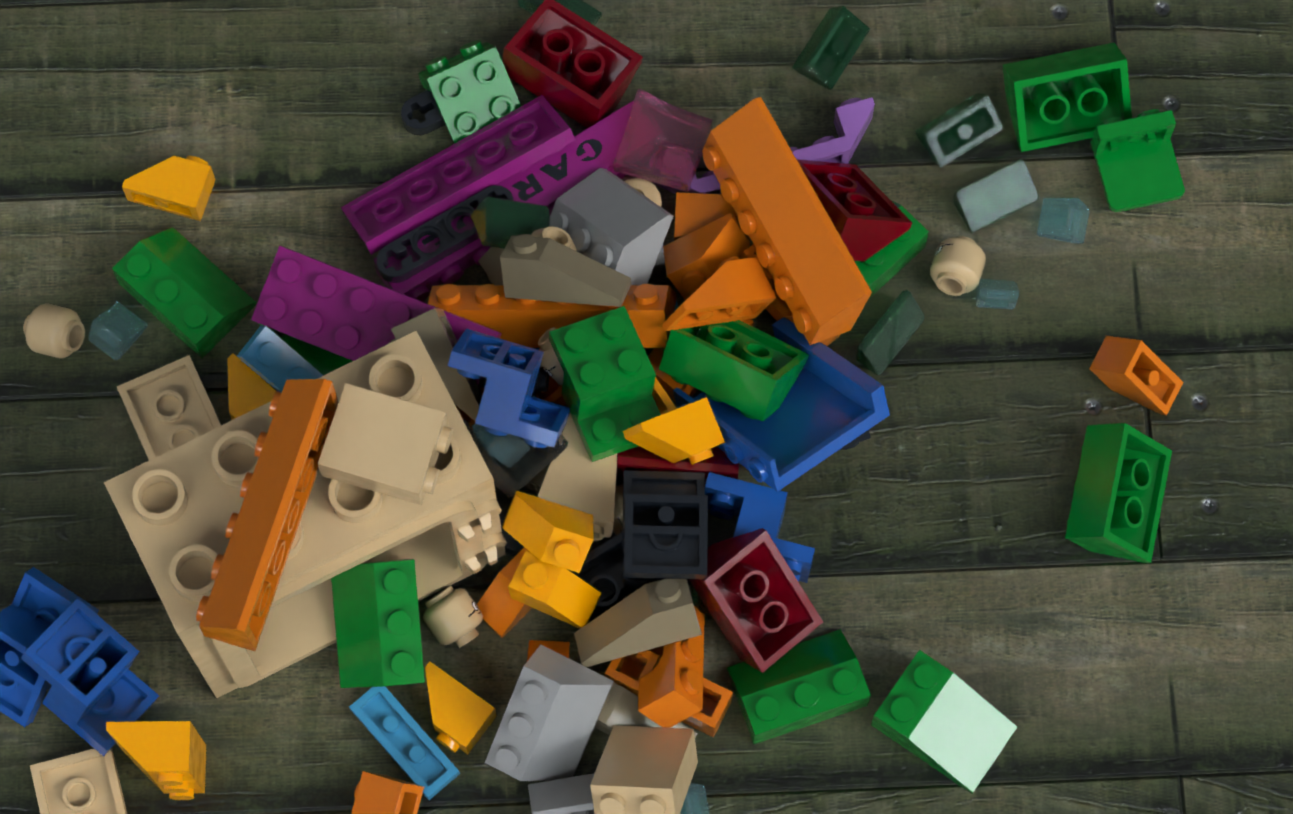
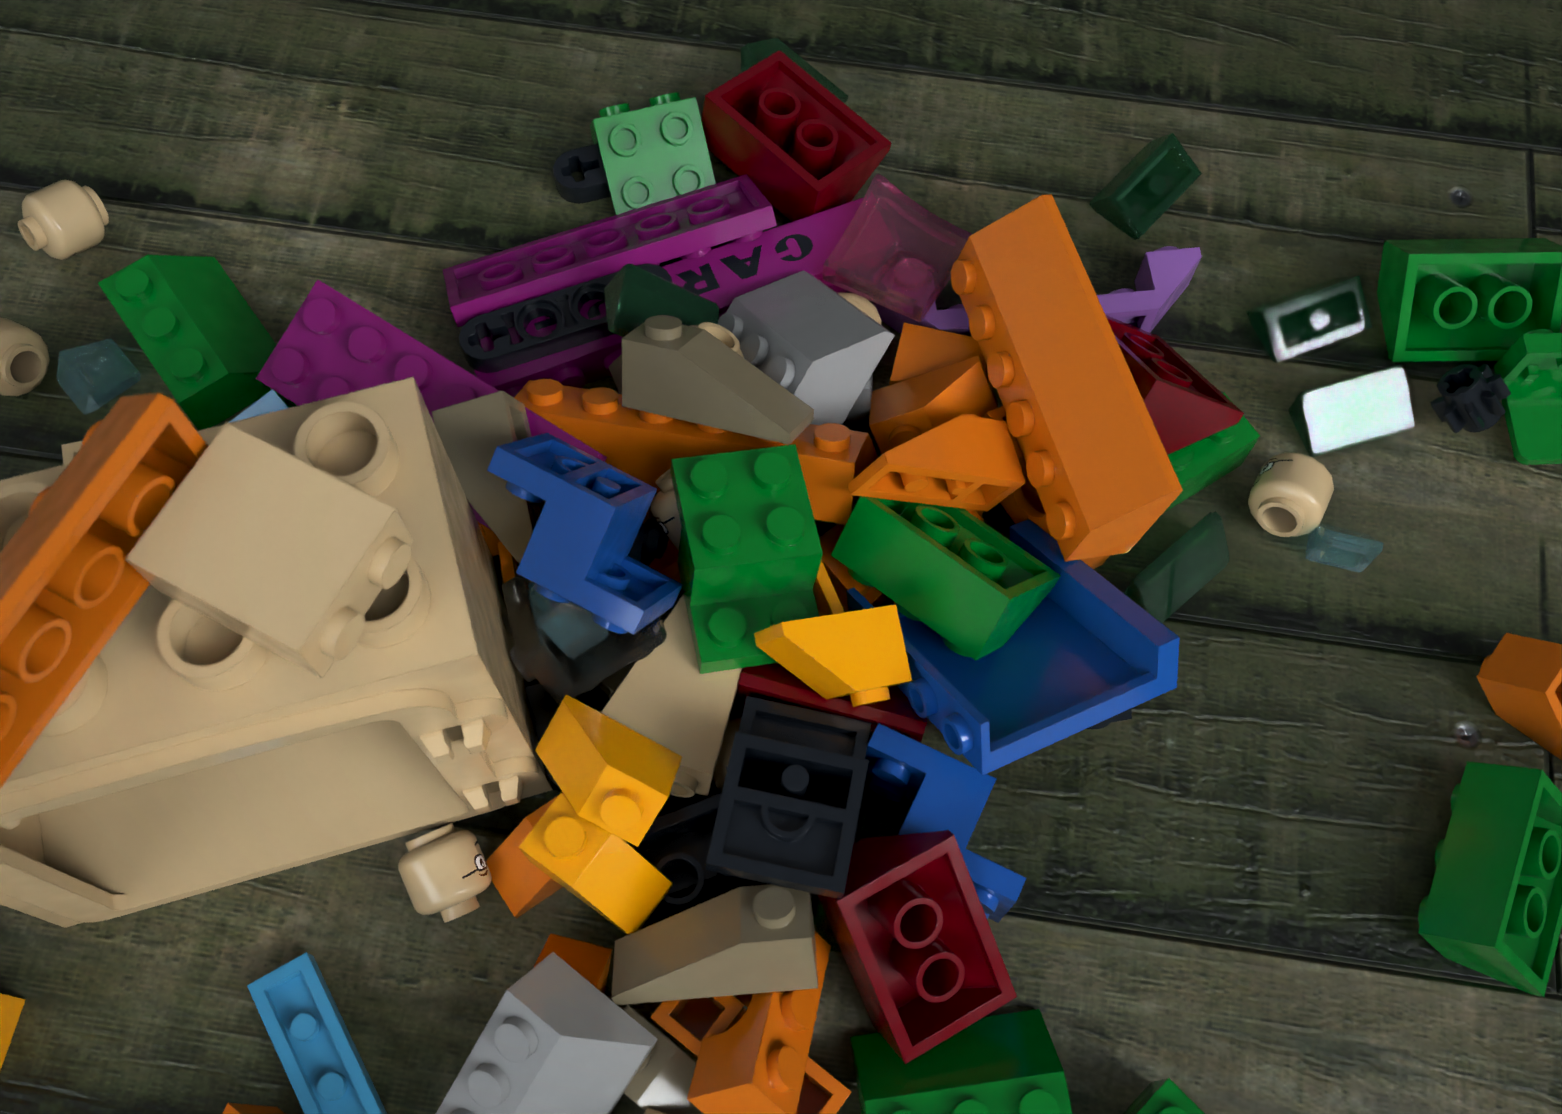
camera: 10 degrees right, 5 degrees down
(61, 221) = (63, 219): none -> tan head
(173, 186) = (227, 203): light orange slope -> none
(378, 625) = (316, 866): green slope -> none
(456, 711) = (408, 1026): light orange slope -> none
(1063, 219) = (1446, 461): clear light blue slope -> none
(1072, 173) = (1470, 398): none -> black gear

